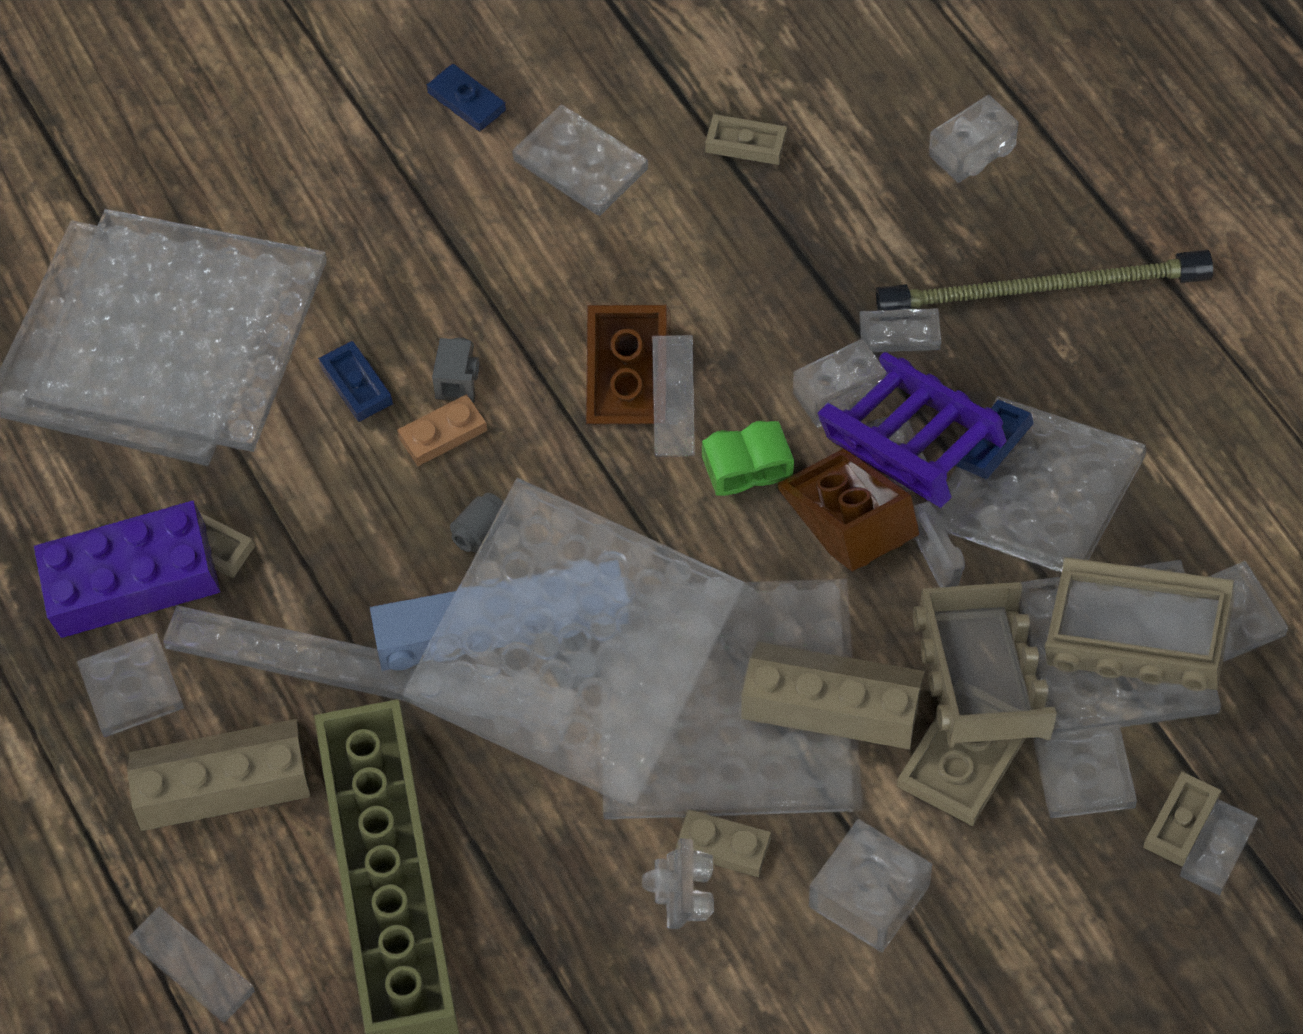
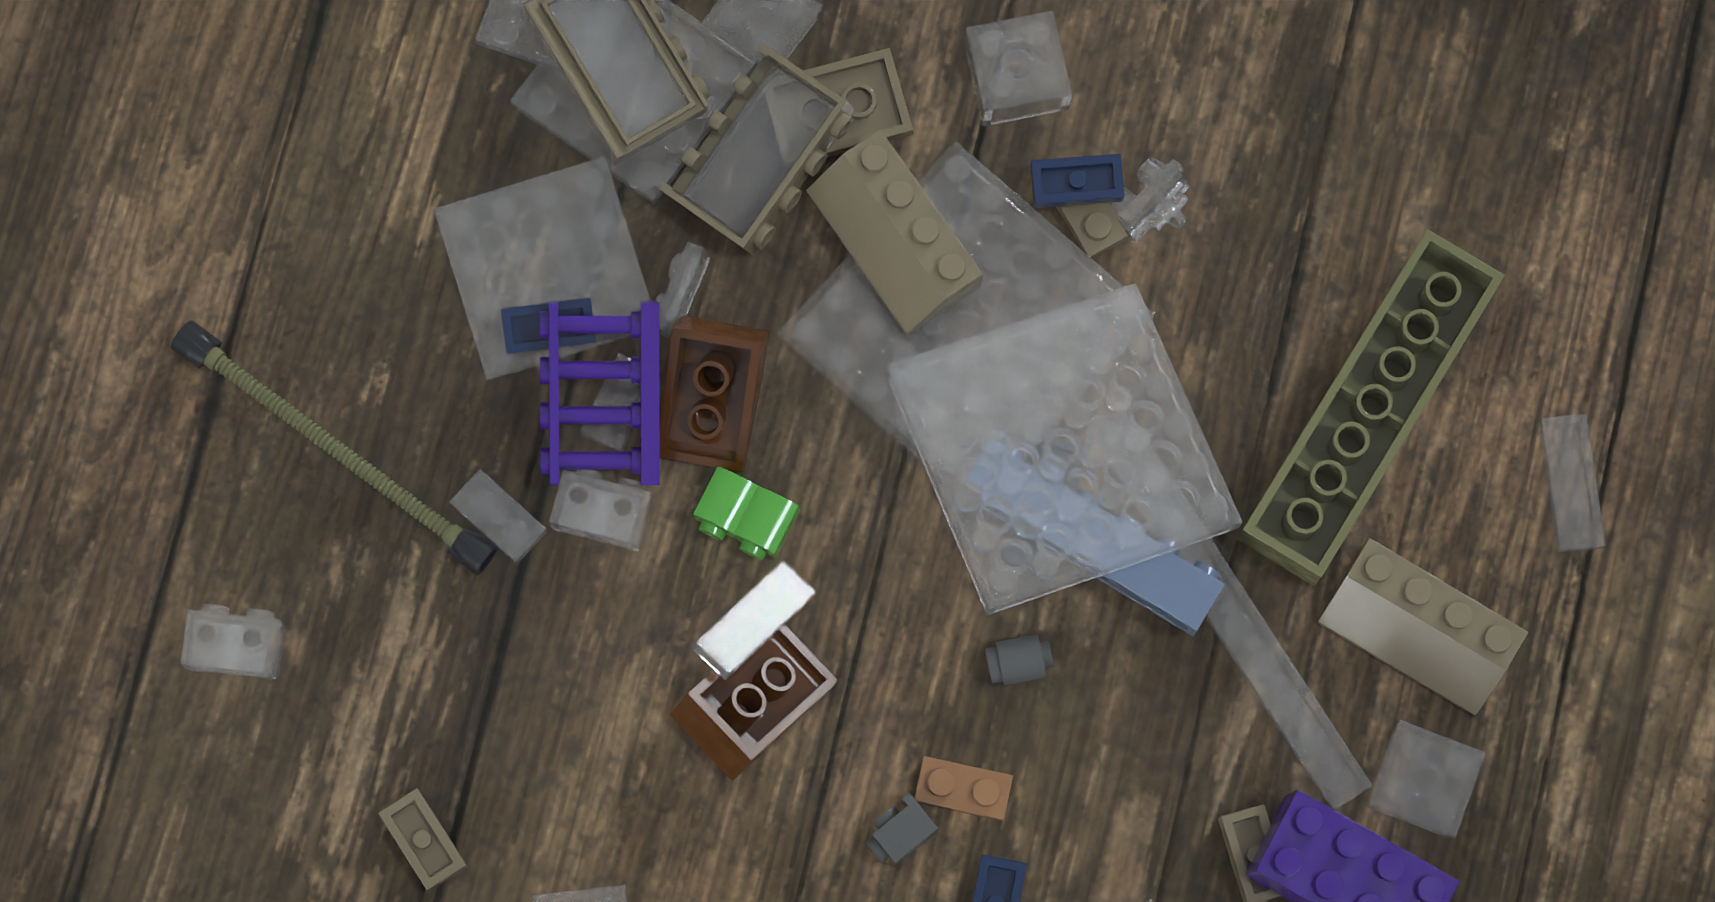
camera: 140 degrees left, 20 degrees up
(745, 835) = (1077, 180): none -> dark blue plate

